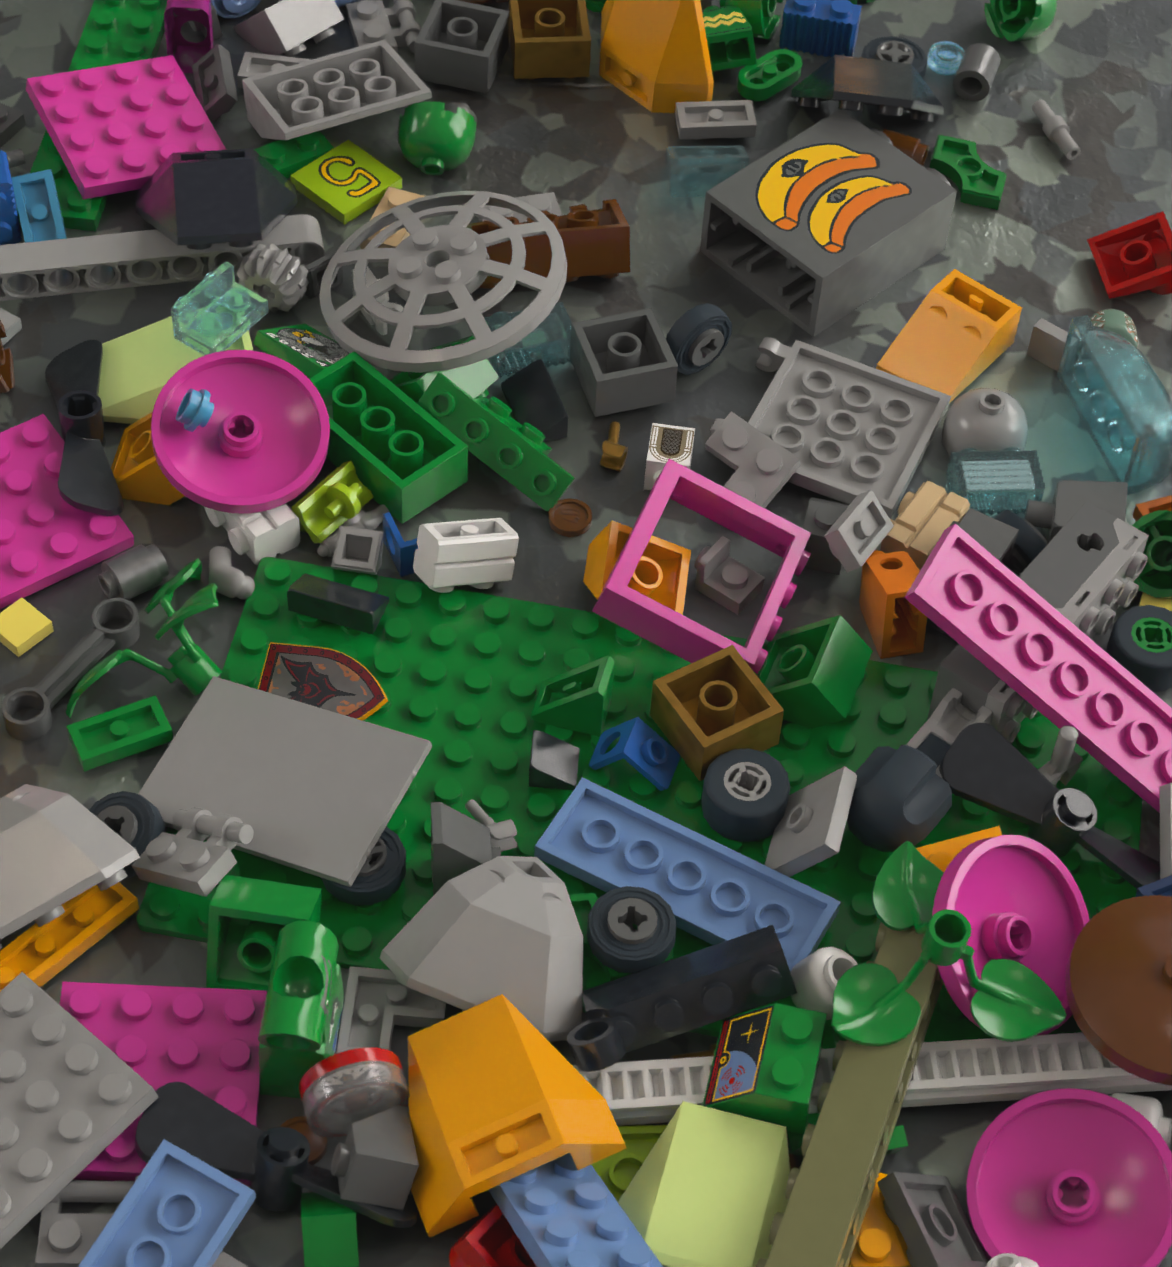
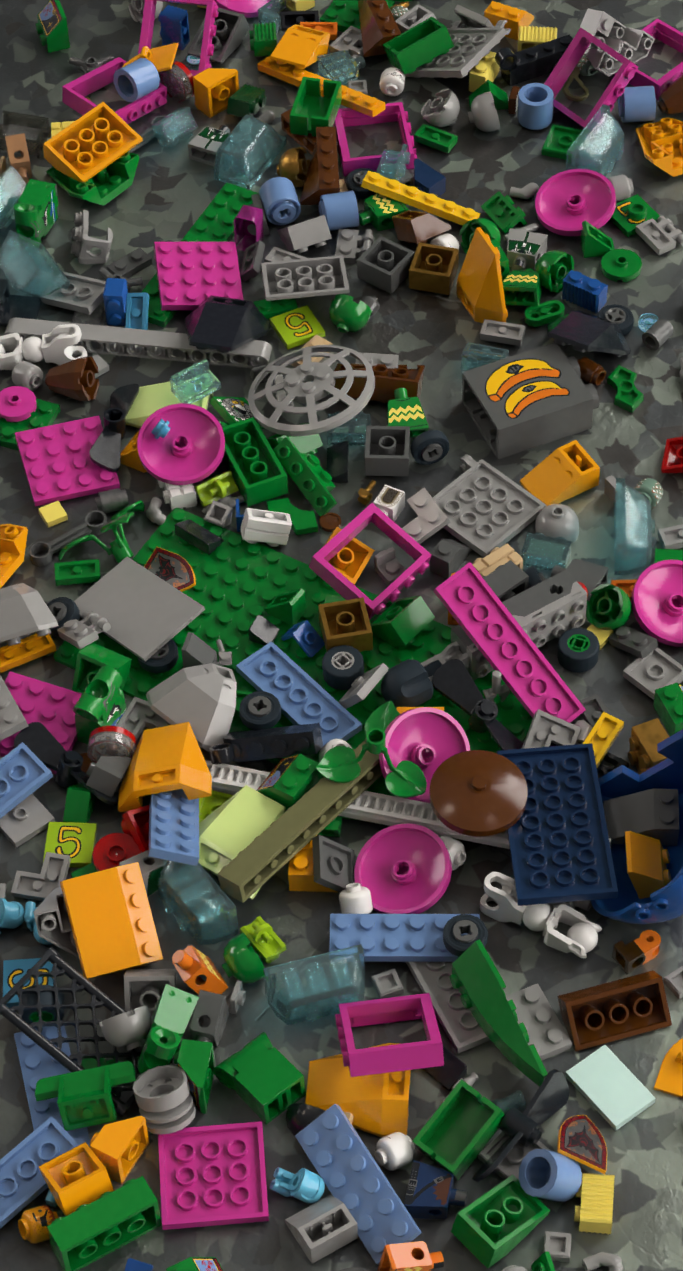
camera: 25 degrees right, 0 degrees up
(274, 276) = (235, 370): light grey gear -> none
(526, 519) = (302, 520): none -> green tile
(625, 286) = (406, 412): none -> green torso
(858, 531) = (454, 559): light grey plate -> none

